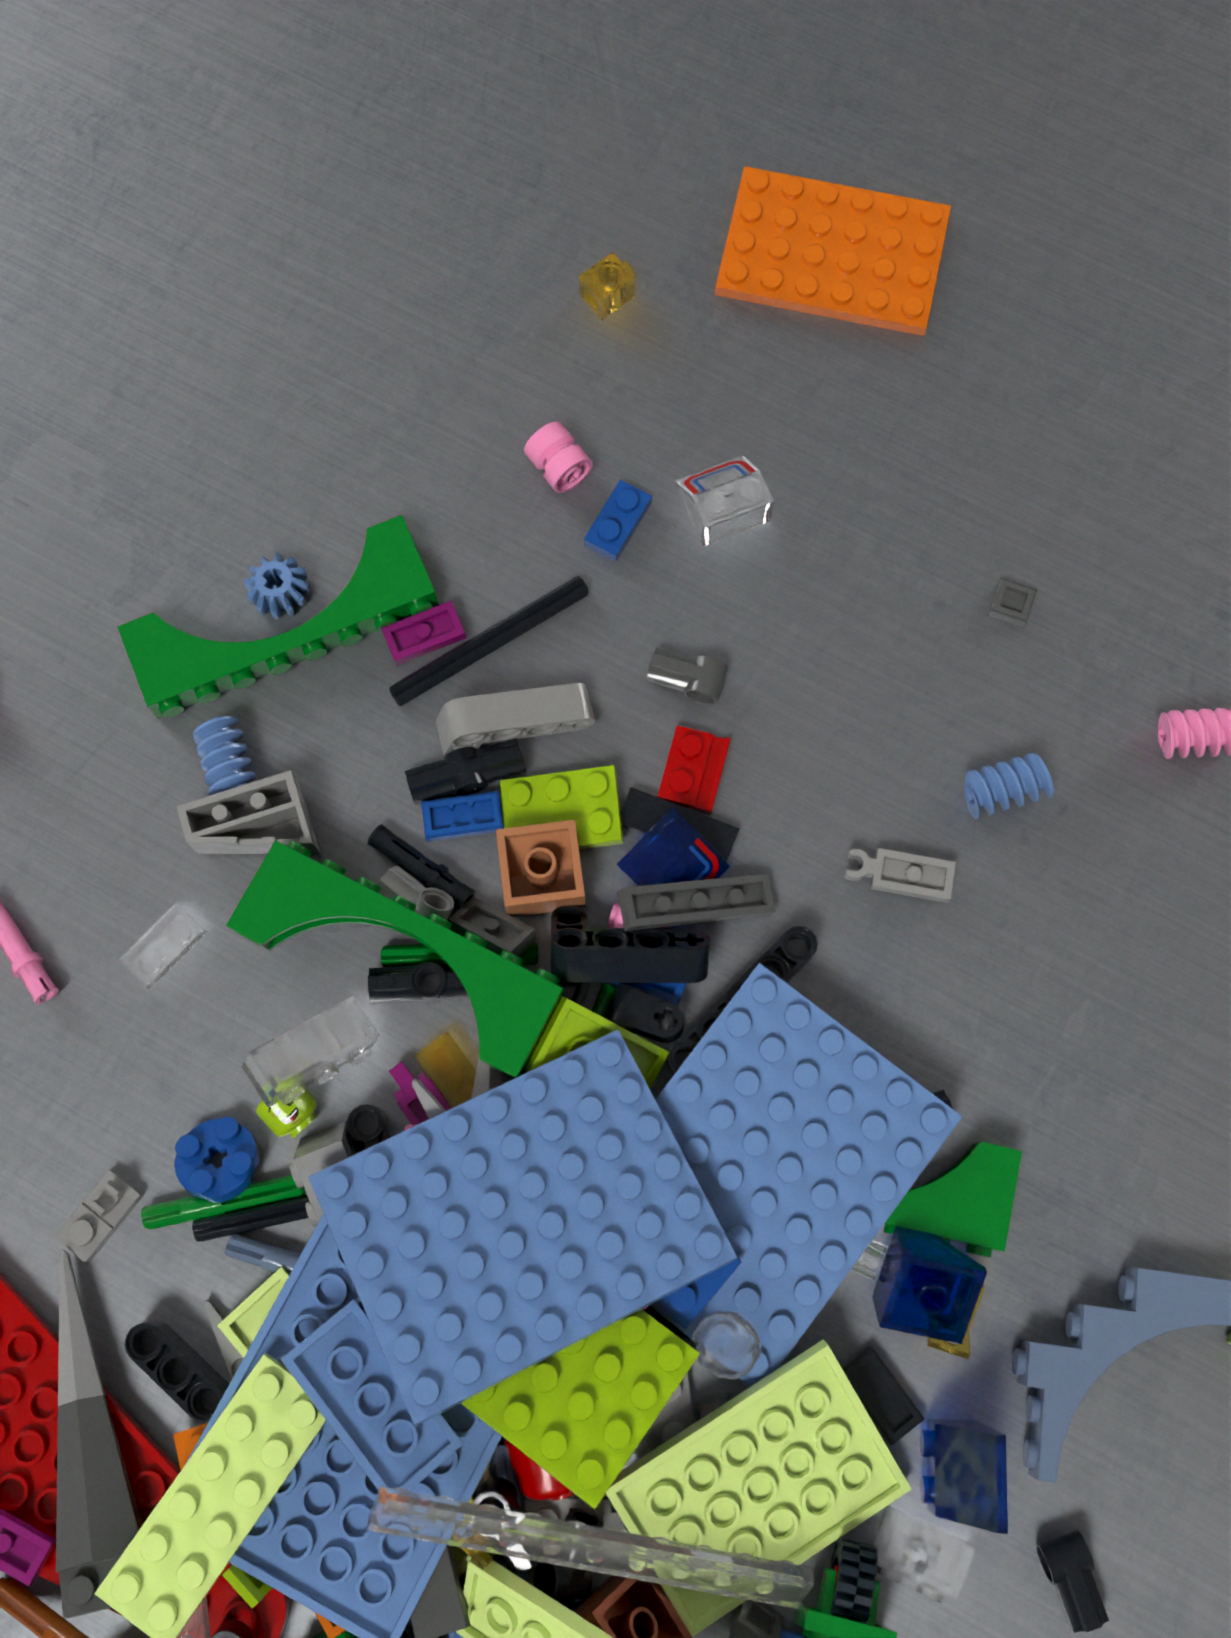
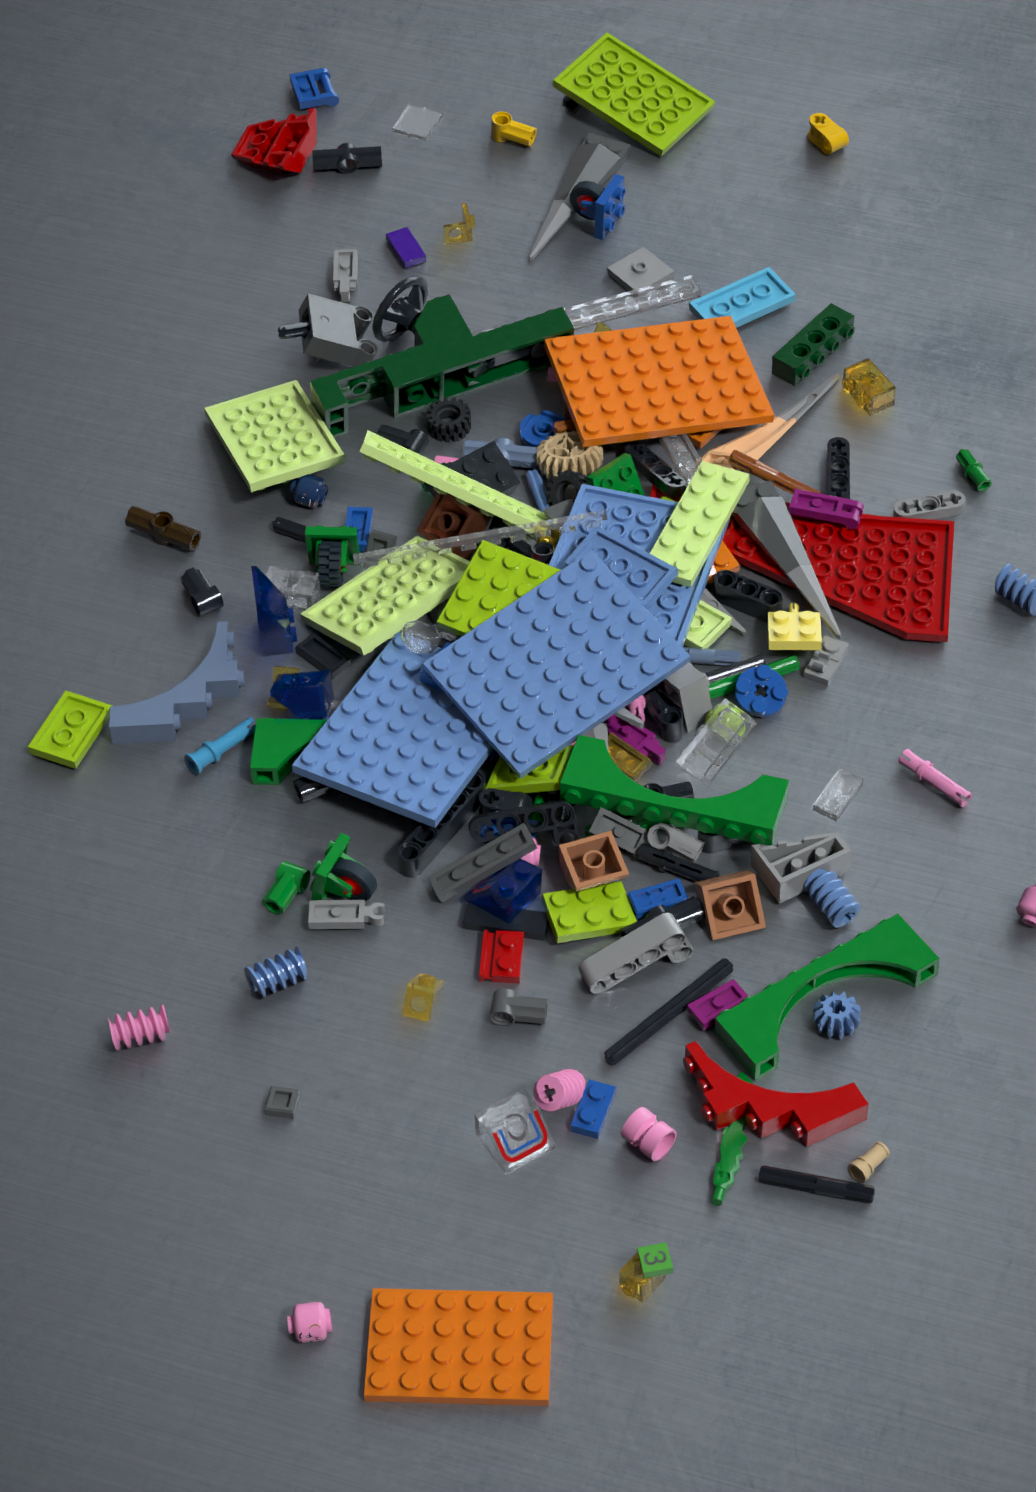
camera: 170 degrees right, 25 degrees down
(129, 1270) = (794, 630): none -> light yellow plate
(301, 384) = (864, 1165): none -> tan pin
(354, 451) = (768, 1111): none -> red arch
(366, 786) = (731, 904): none -> nougat slope
(372, 369) = (817, 1184): none -> black axle
(454, 452) = (730, 1153): none -> green sword
(591, 272) = (655, 1260): none -> bright green tile
(659, 524) = (559, 1089): none -> bright pink piece
(807, 727) = (423, 986): none -> clear yellow bracket
(903, 922) = (341, 874): none -> plate
(976, 943) = (288, 882): none -> green piece
(1005, 297) = (310, 1322): none -> bright pink head
(1074, 1218) = (212, 751): none -> dark azure pin

